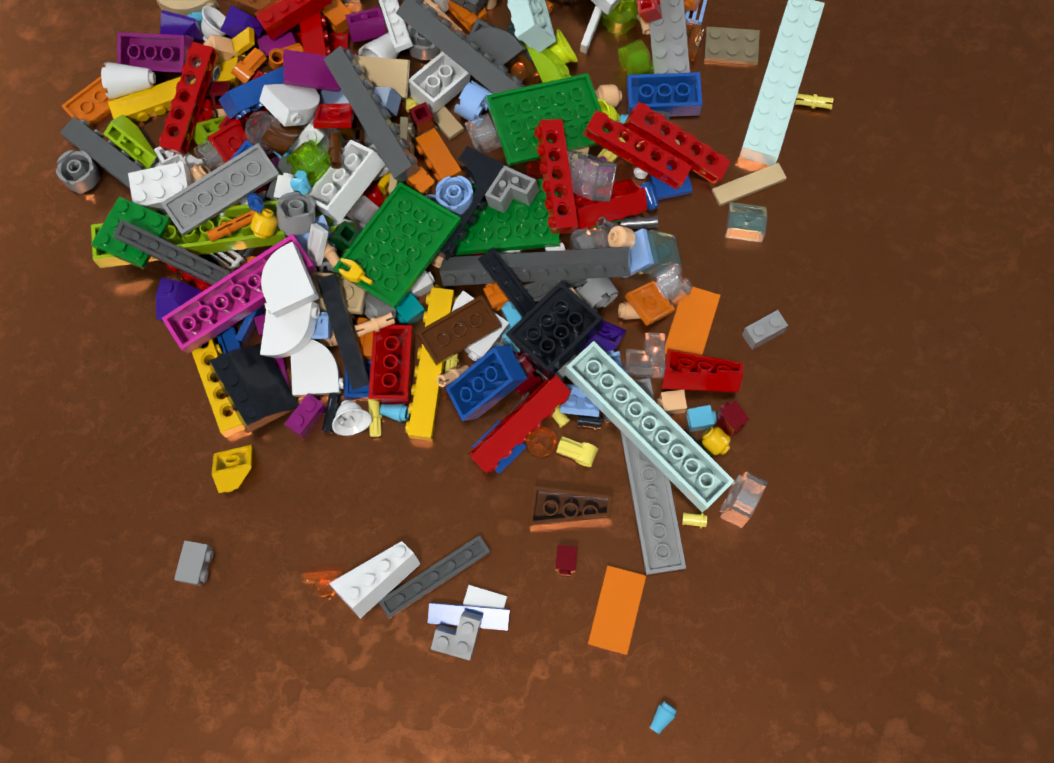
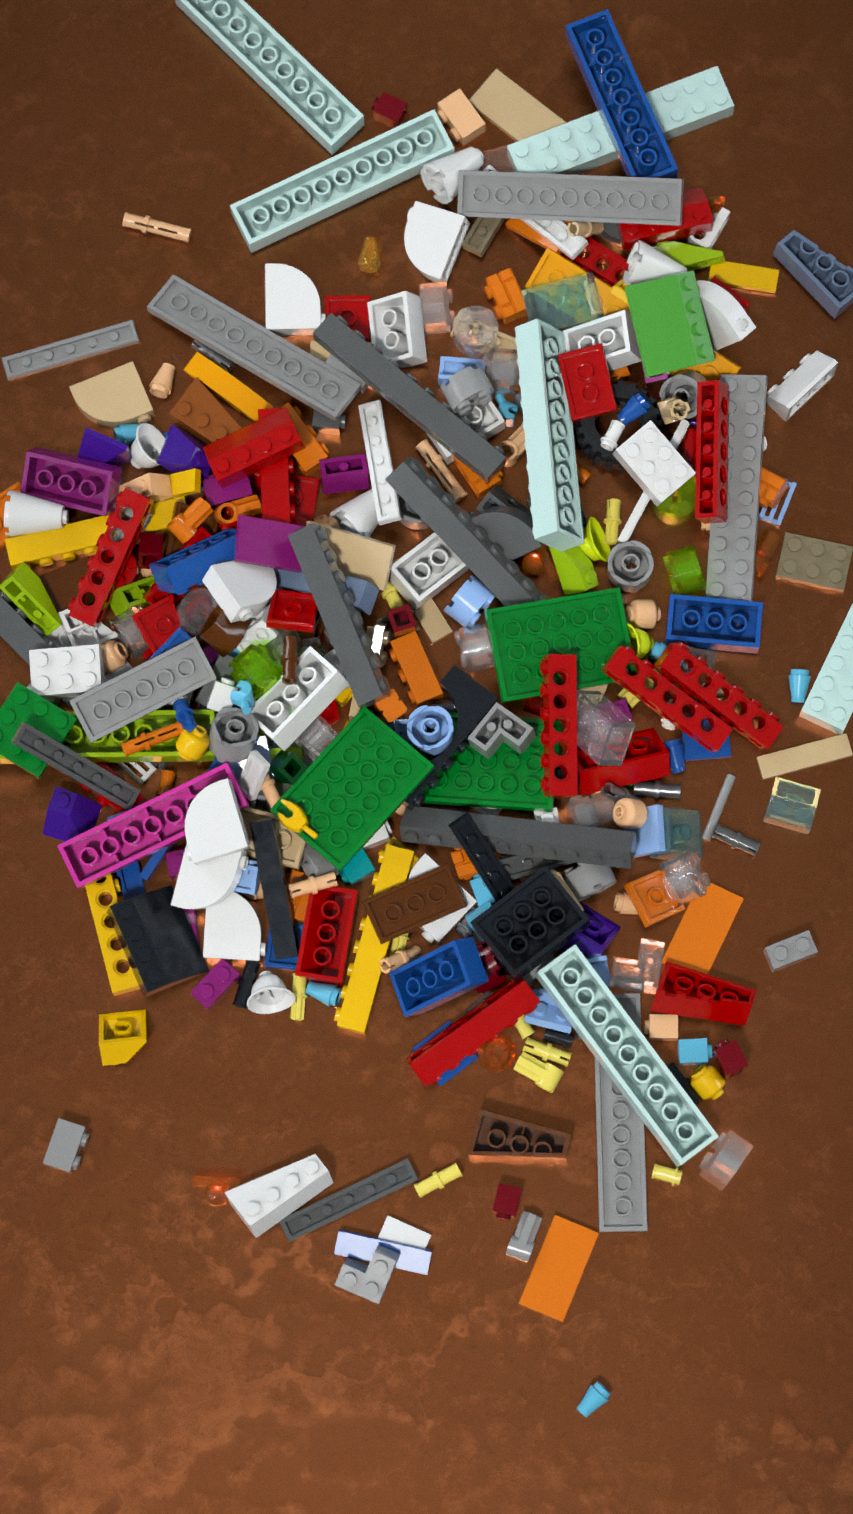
camera: 10 degrees right, 5 degrees up
(506, 550) = (438, 1180): none -> light yellow pin
(574, 34) = (612, 521): none -> light yellow axle
(582, 434) = (547, 1051): none -> light yellow pin
(584, 592) = (523, 1239): none -> light grey piece
(595, 60) = (624, 554): none -> light grey brick
(688, 231) = (718, 807): none -> light grey bar
(707, 252) = (736, 840): none -> dark grey pin
(735, 130) = (799, 682): none -> medium azure cone

